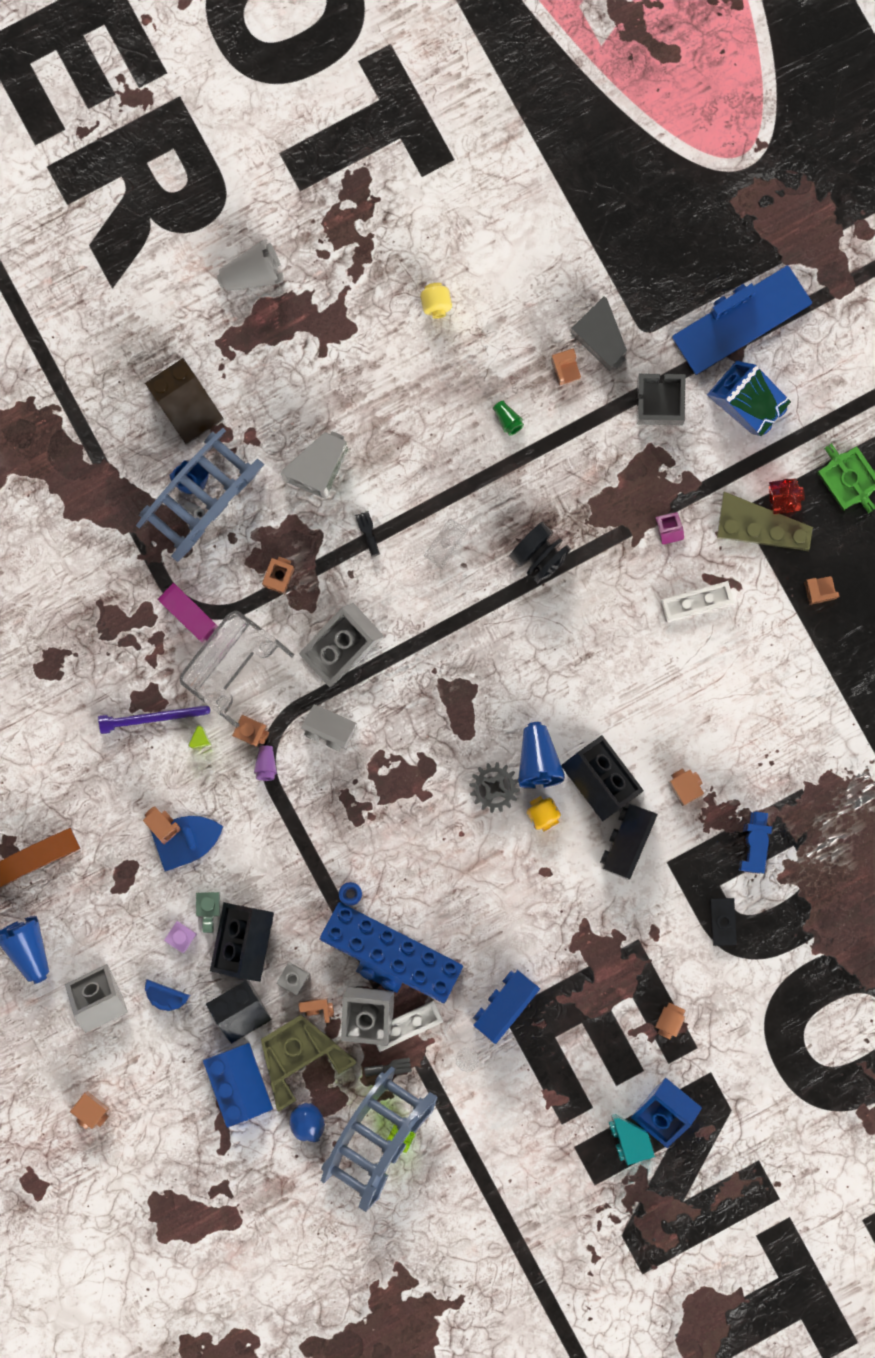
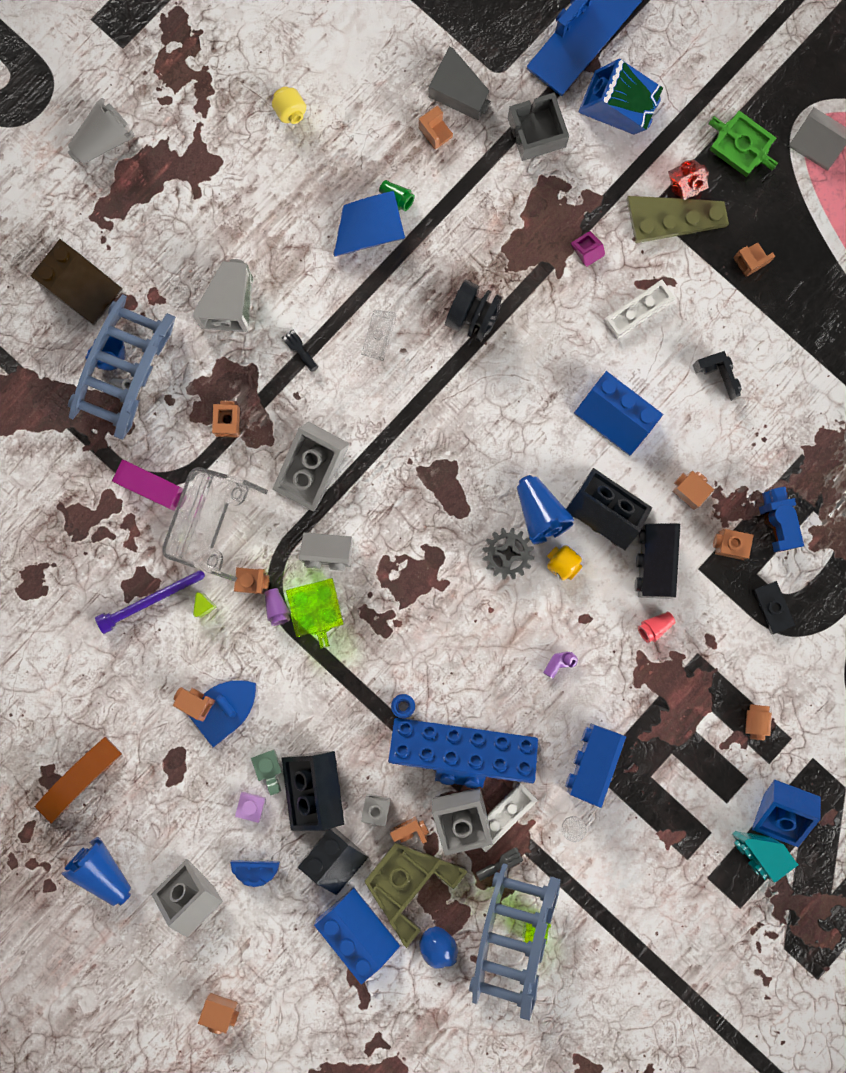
camera: 30 degrees left, 0 degrees up
(300, 778) = (315, 609): none -> clear neon green plate
(471, 437) = (368, 224): none -> blue slope
(507, 902) = (560, 660): none -> medium lavender arm
(607, 901) = (656, 626): none -> coral cone
(641, 693) = (618, 413): none -> blue slope
(705, 850) = (733, 544): none -> nougat brick
(742, 676) = (725, 365): none -> black bracket

